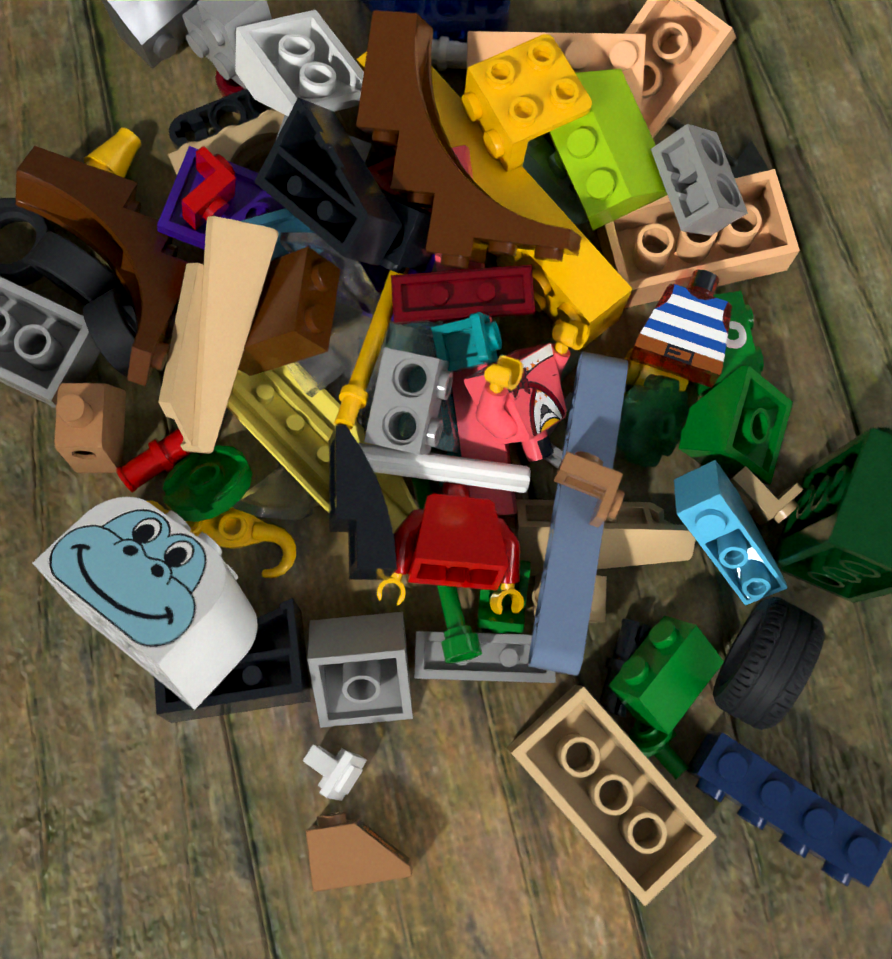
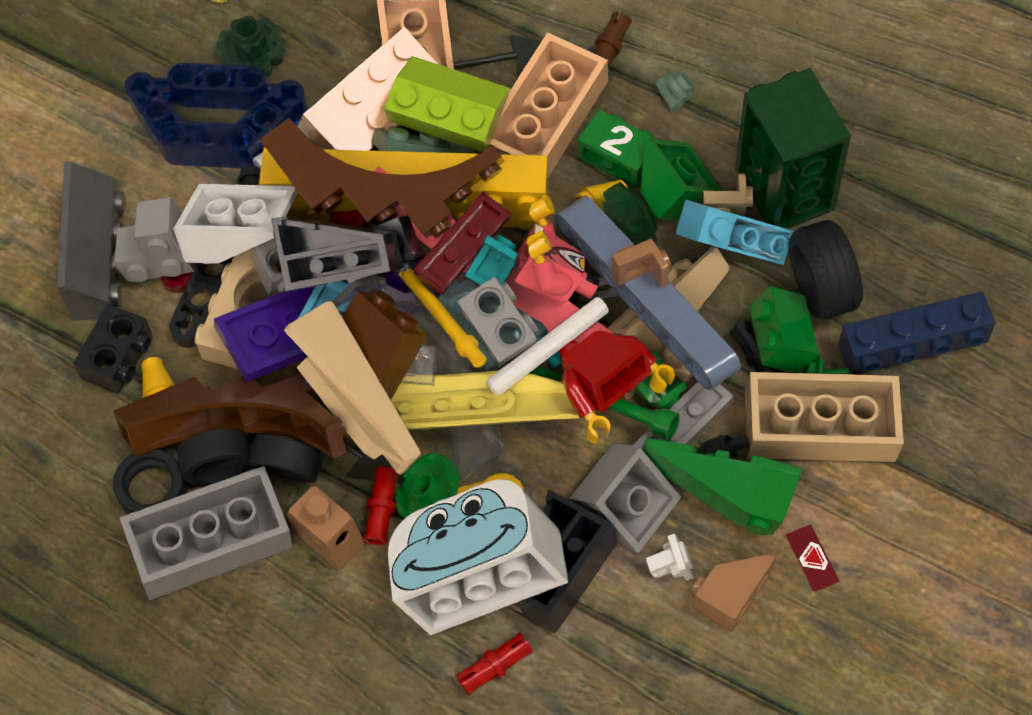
camera: 45 degrees left, 15 degrees down
(96, 692) = (494, 663): none -> red pin
(109, 83) = (105, 347): none -> black brick
(213, 193) = (257, 314): red bracket -> none
(359, 509) = (534, 396): black slope -> none
(457, 790) = (745, 492): none -> green wedge
(459, 898) = (812, 558): none -> dark red sticker
(488, 720) = (725, 443): none -> black cylinder
(523, 97) = (383, 115): yellow bracket -> none
(687, 331) = (598, 153): torso -> none
(698, 180) = (519, 71): light grey brick -> none
(829, 234) = (610, 41): none -> reddish brown pin
(838, 340) = (675, 89): none -> sand green plate

